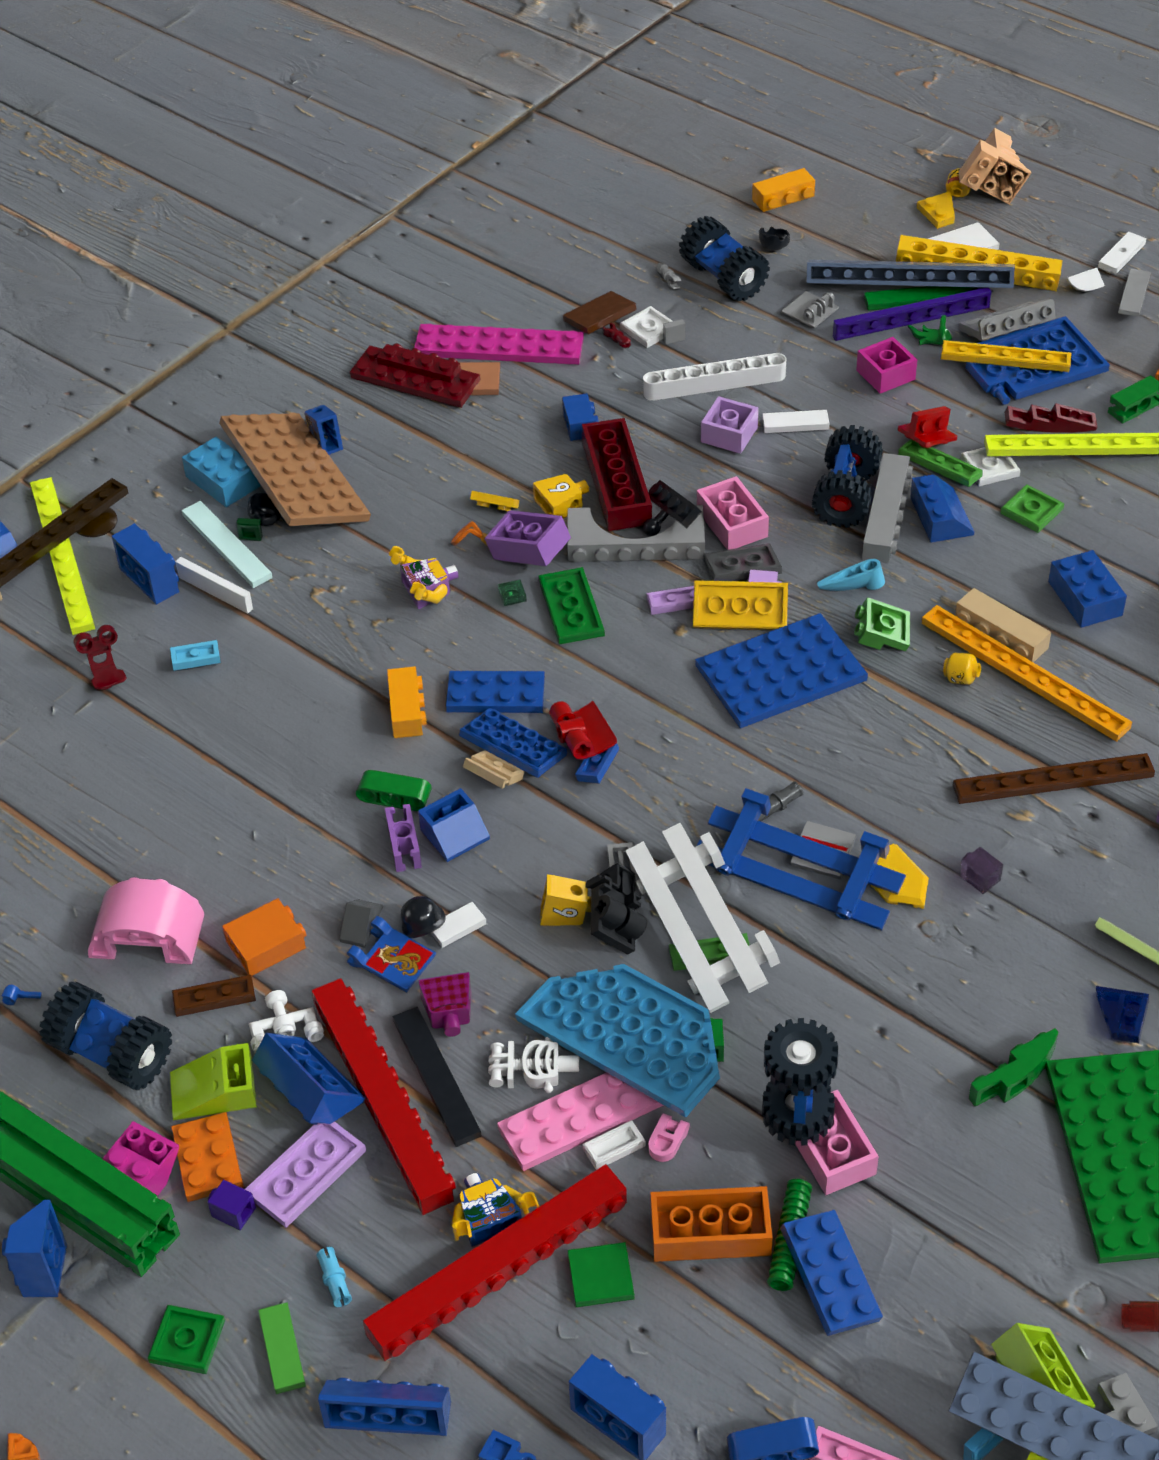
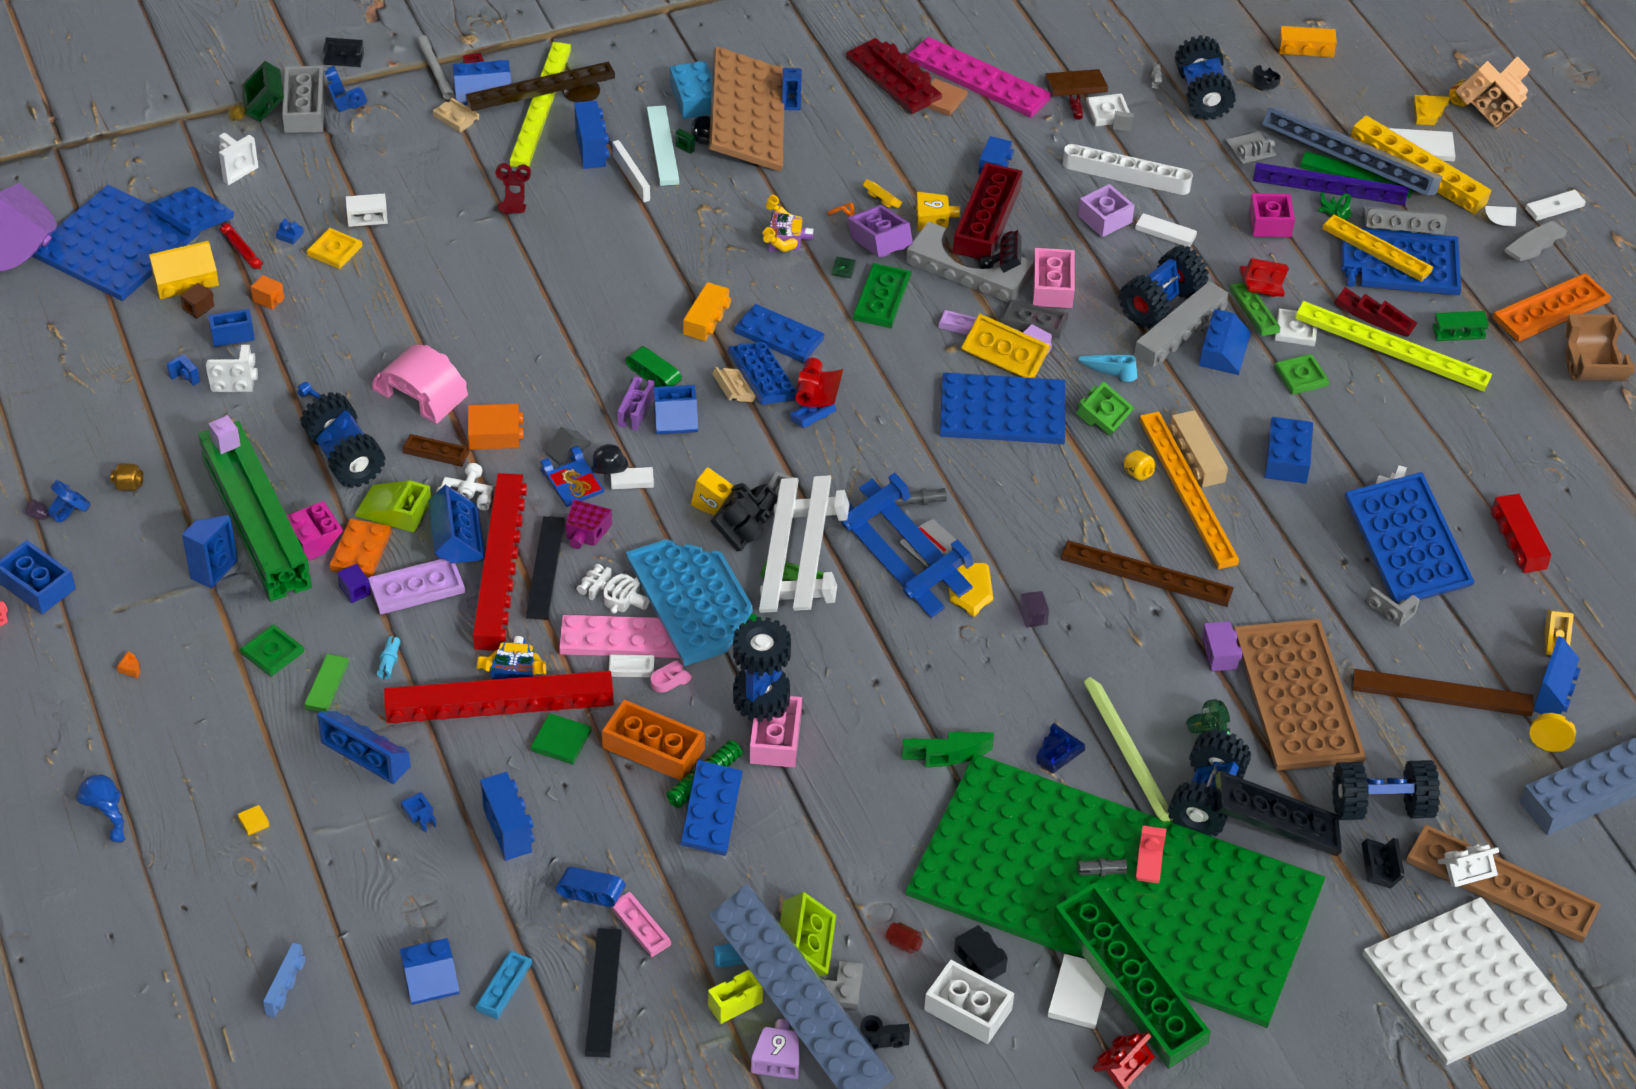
camera: 25 degrees right, 0 degrees up
(195, 655) = (583, 215): medium azure plate -> none

